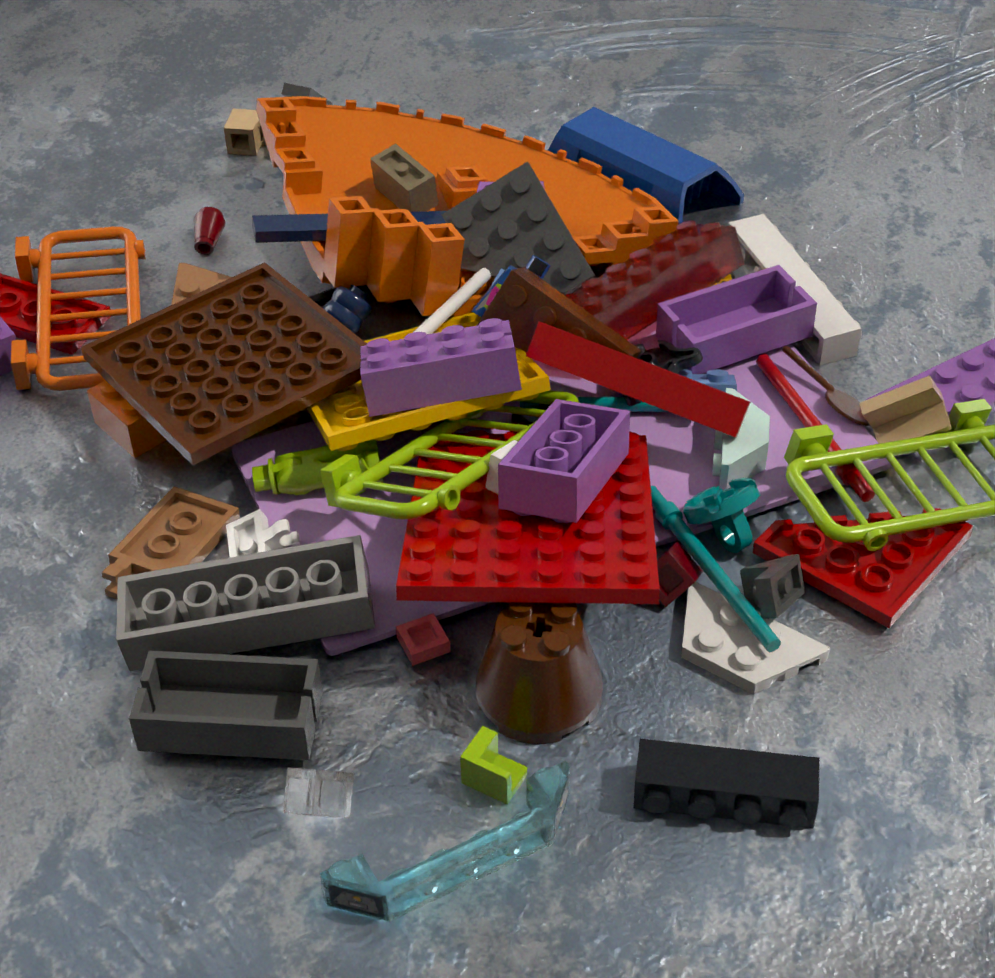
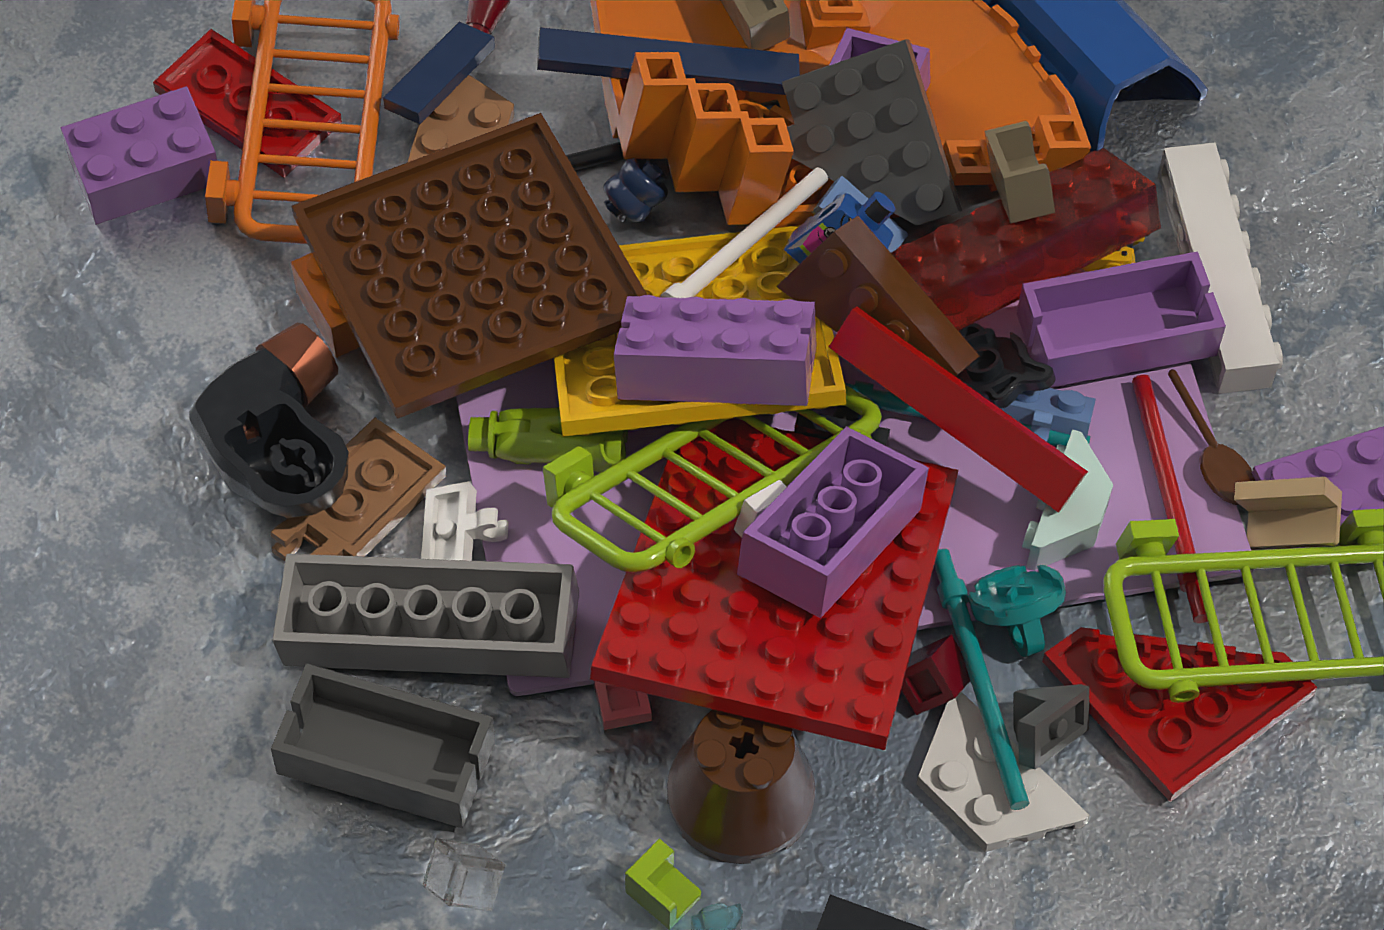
camera: 10 degrees right, 15 degrees up
(85, 499) = (261, 433): none -> black piece
(180, 267) = (439, 72): none -> dark blue tile
(633, 238) = (1017, 174): none -> dark tan panel

